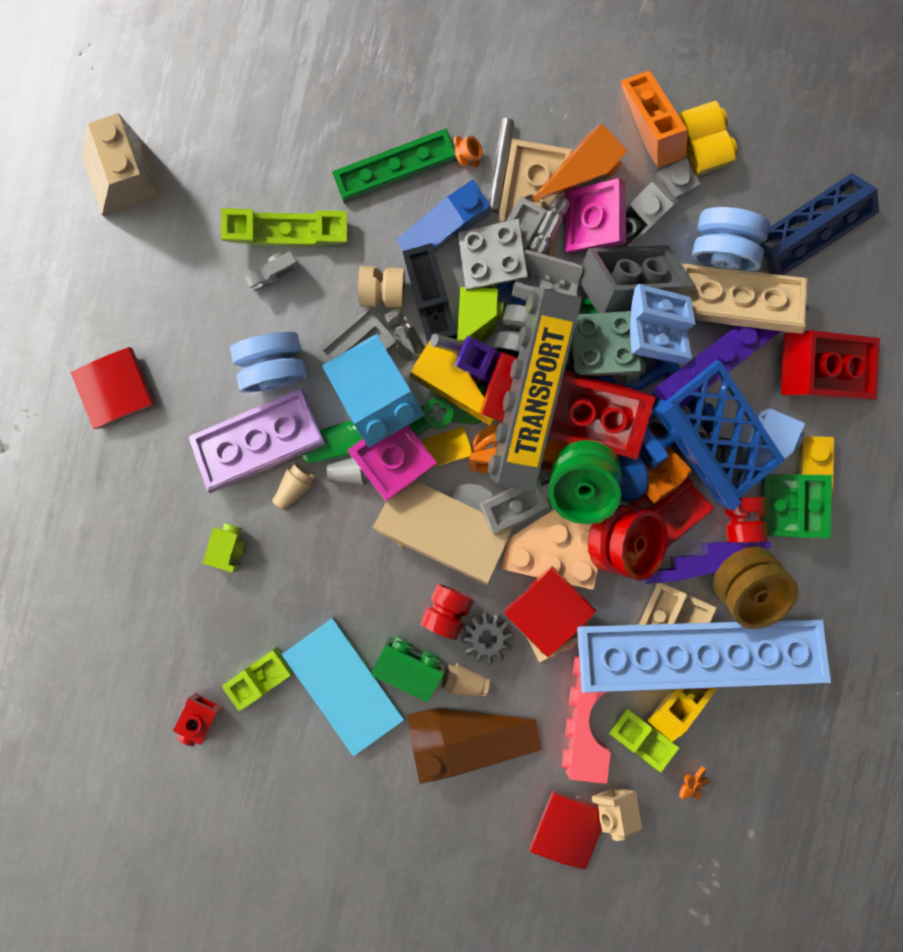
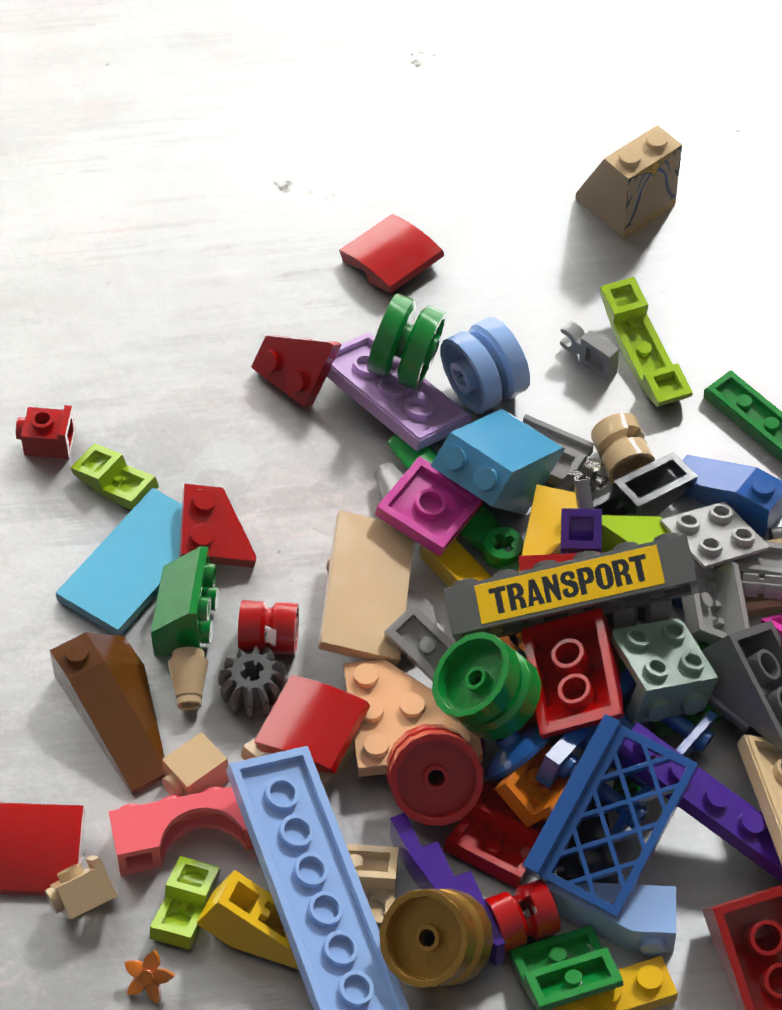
camera: 70 degrees right, 35 degrees down
(206, 508) = (296, 365): none -> red wing
(225, 547) = (256, 397): lime brick -> none
(234, 414) = (402, 340): none -> green wheel
(293, 485) = (358, 440): tan cone -> none
(340, 624) = (212, 523): none -> red wing
(547, 703) = (194, 767): none -> tan brick
(661, 324) = (714, 705): light blue slope -> none

